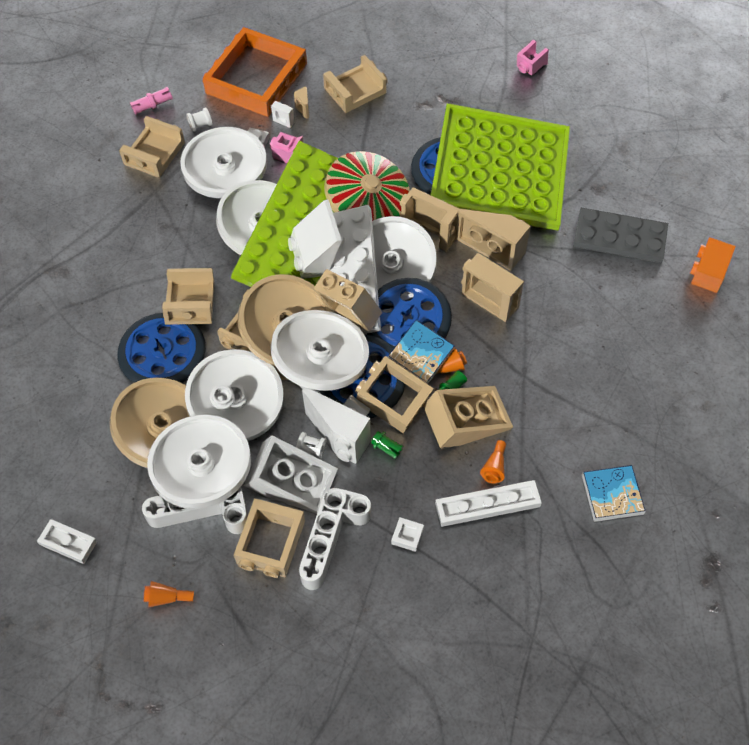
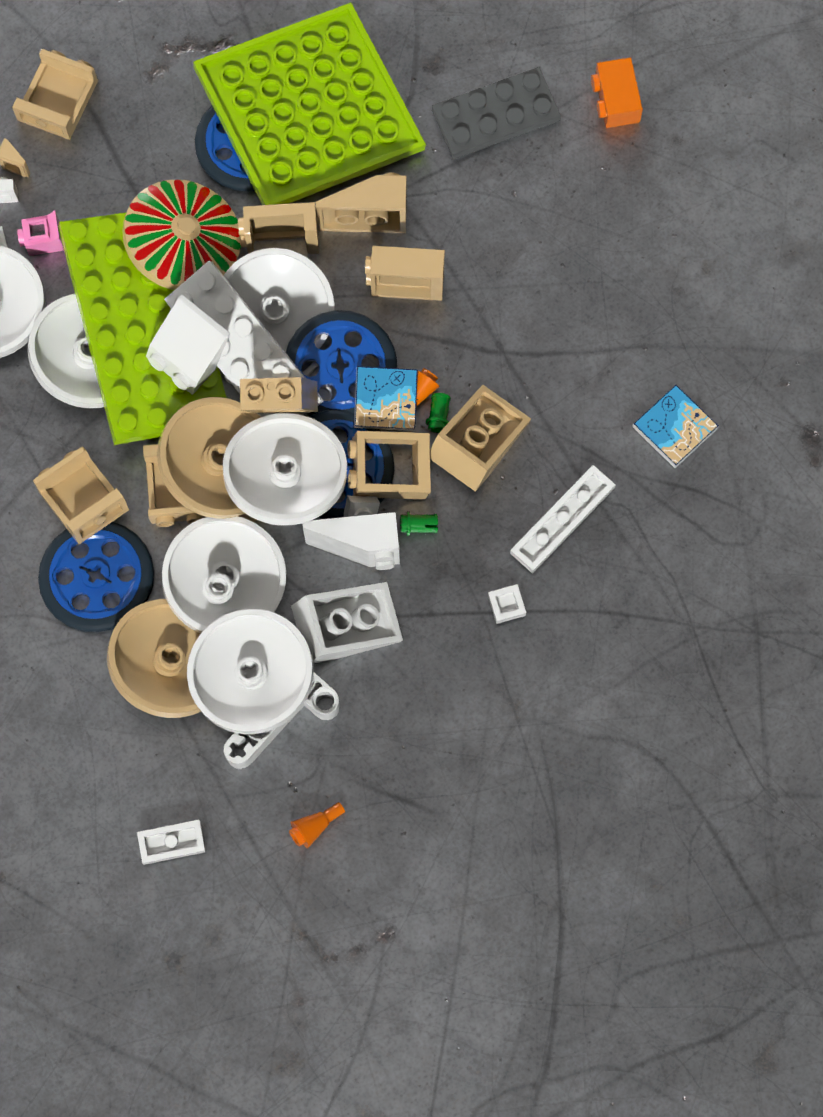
camera: 35 degrees left, 15 degrees up
(276, 514) = (365, 670): tan window -> none
(317, 451) = (352, 578): white bush -> none
(328, 538) = (432, 662): white beam -> none
(494, 467) = (544, 478): orange cone -> none

